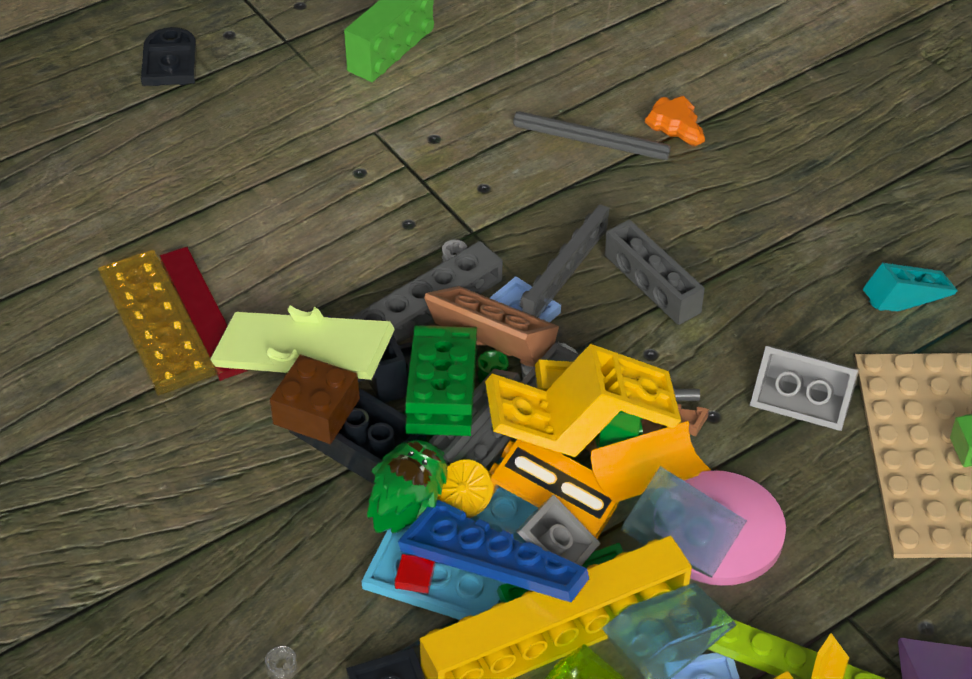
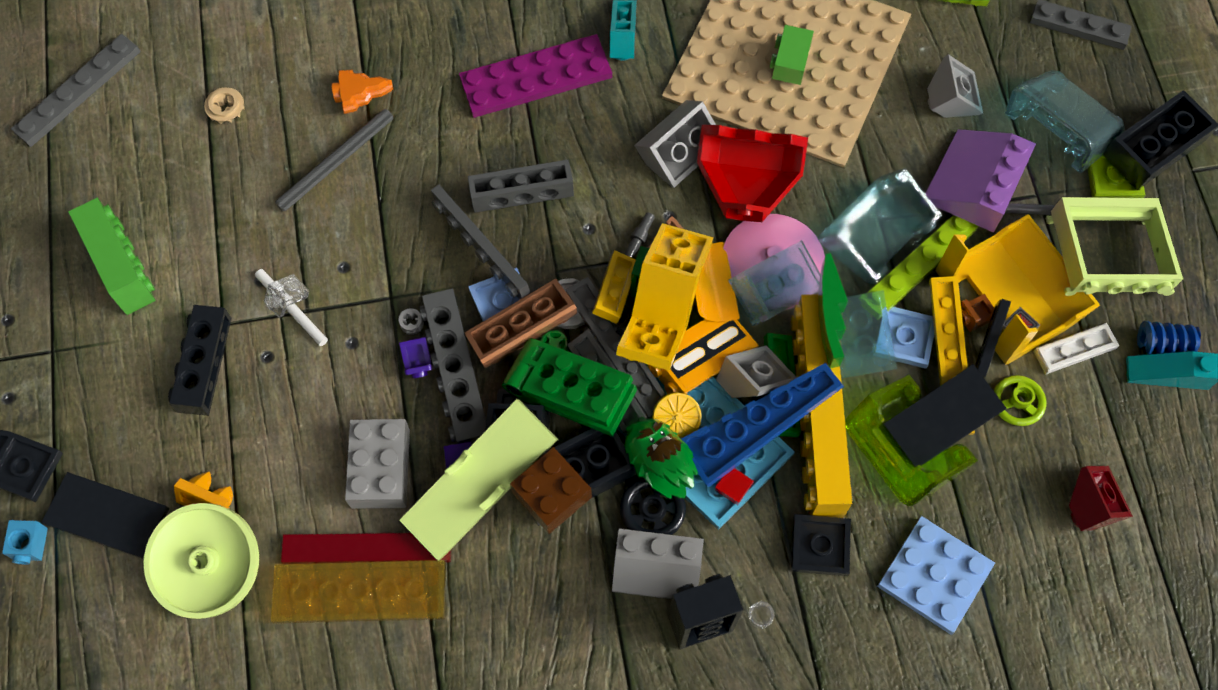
camera: 65 degrees left, 20 degrees up
(102, 90) = (19, 531): none -> dark azure brick
(133, 198) = (201, 560): none -> yellowish green dish
(150, 131) = (104, 515): none -> black tile
(195, 176) = (197, 491): none -> light orange tile
(241, 572) = (704, 610): none -> black brick
(290, 276) = (377, 463): none -> light grey brick
(292, 543) = (655, 563): none -> light grey slope
(327, 126) = (200, 397): none -> black brick
(358, 510) = (634, 522): none -> black plate
(416, 264) = (416, 357): none -> dark purple bracket
(417, 167) = (296, 313): none -> white bar
(428, 154) = (284, 293): none -> clear bracket
(602, 40) = (219, 98): none -> tan gear
(671, 556) = (831, 303): none -> green slope
(797, 244) = (535, 75): none -> magenta plate
(812, 600) = (880, 224): none -> clear light blue windscreen
(813, 454) = (750, 168): none -> red panel

